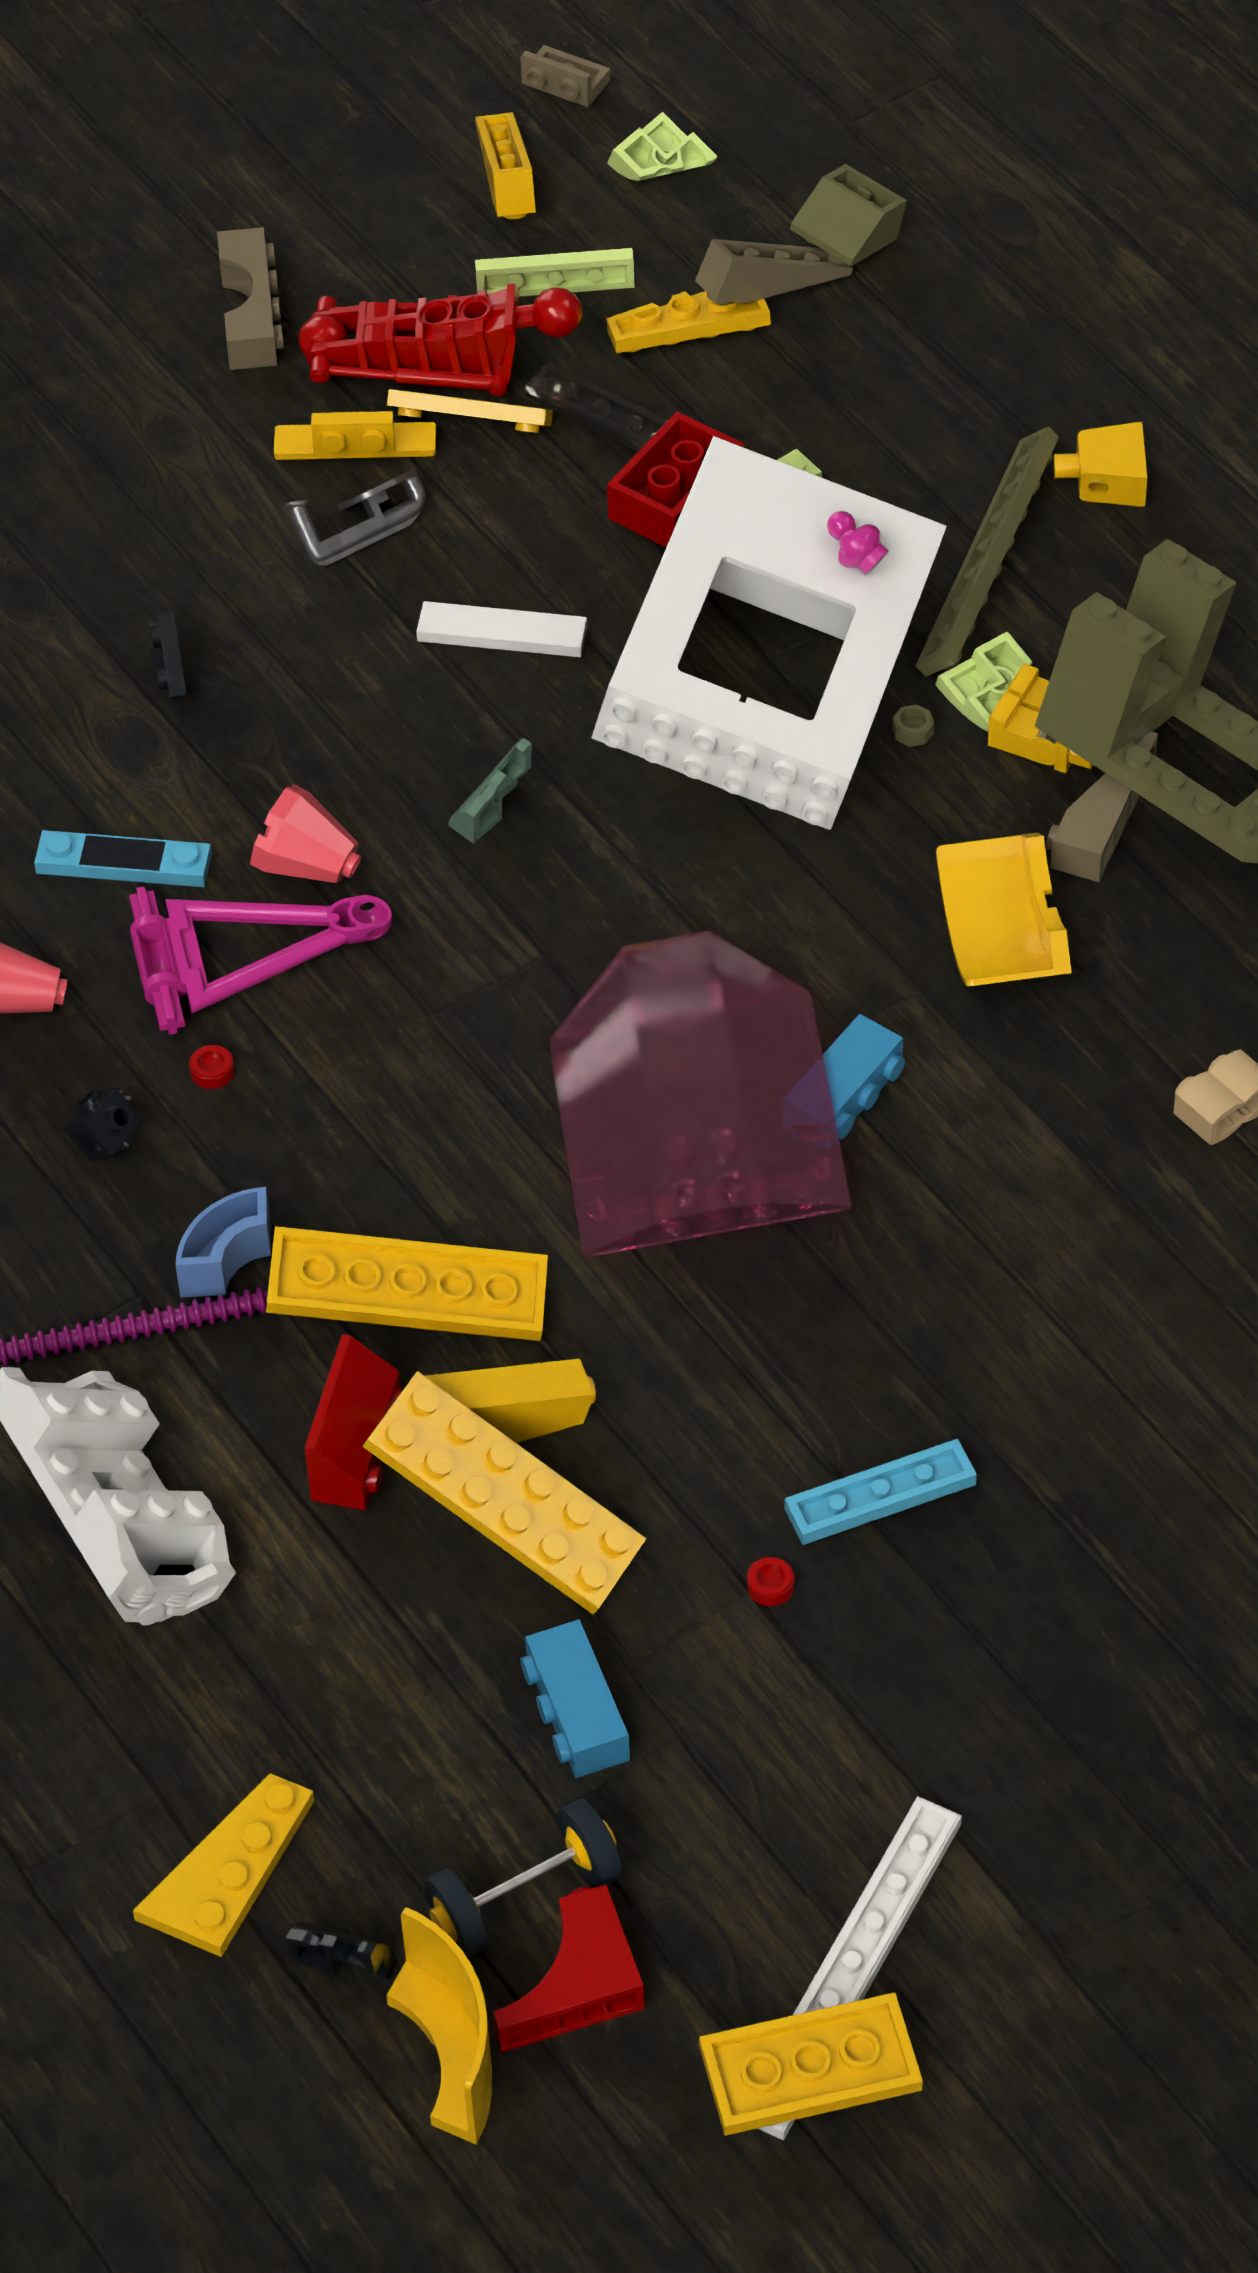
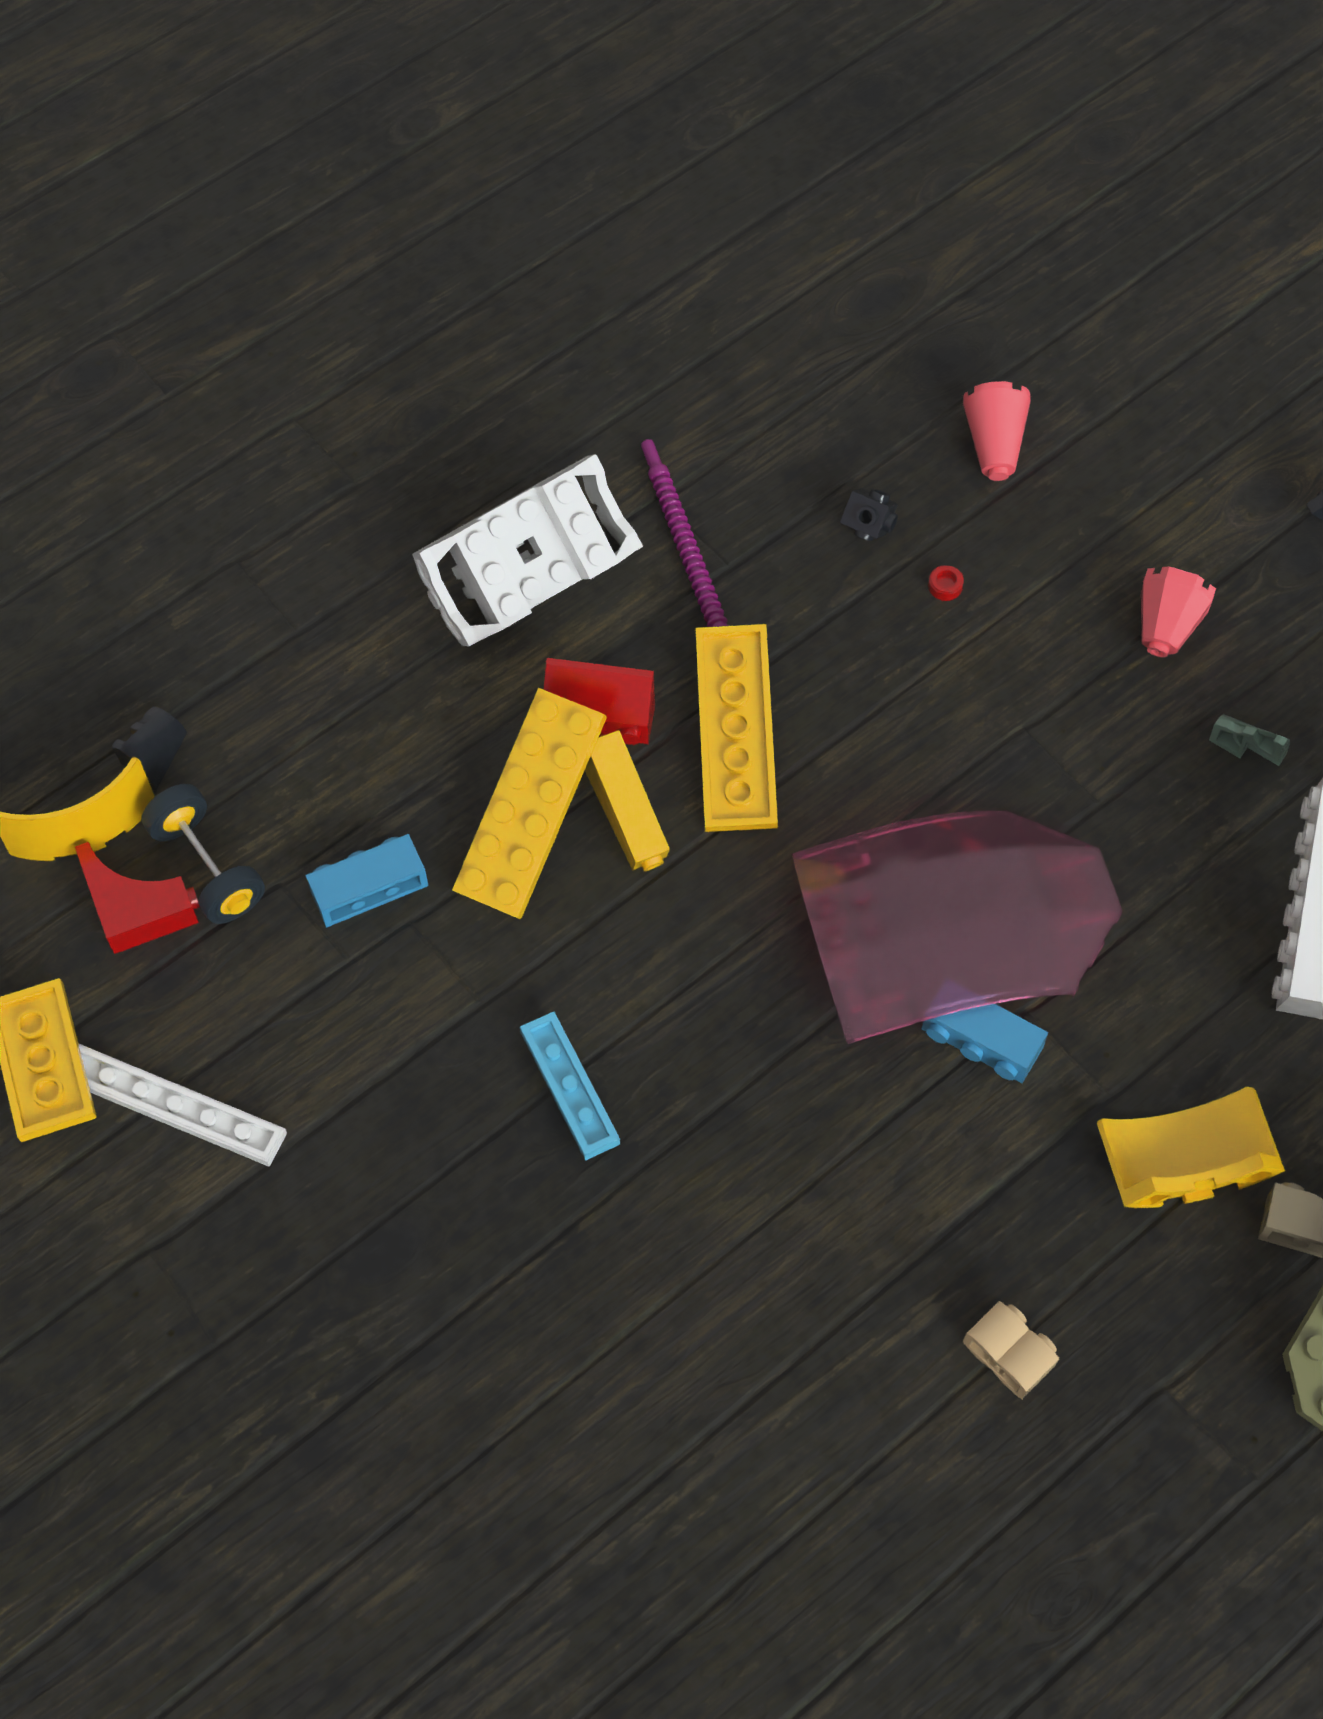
camera: 85 degrees right, 10 degrees up
(123, 858) = (1143, 501): medium azure plate -> none
(171, 956) = (1053, 537): dark pink piece -> none
(222, 1242) = (763, 600): medium blue brick -> none
(225, 1873) = (227, 674): yellow wing -> none
(770, 1581) = (486, 1012): red tile -> none

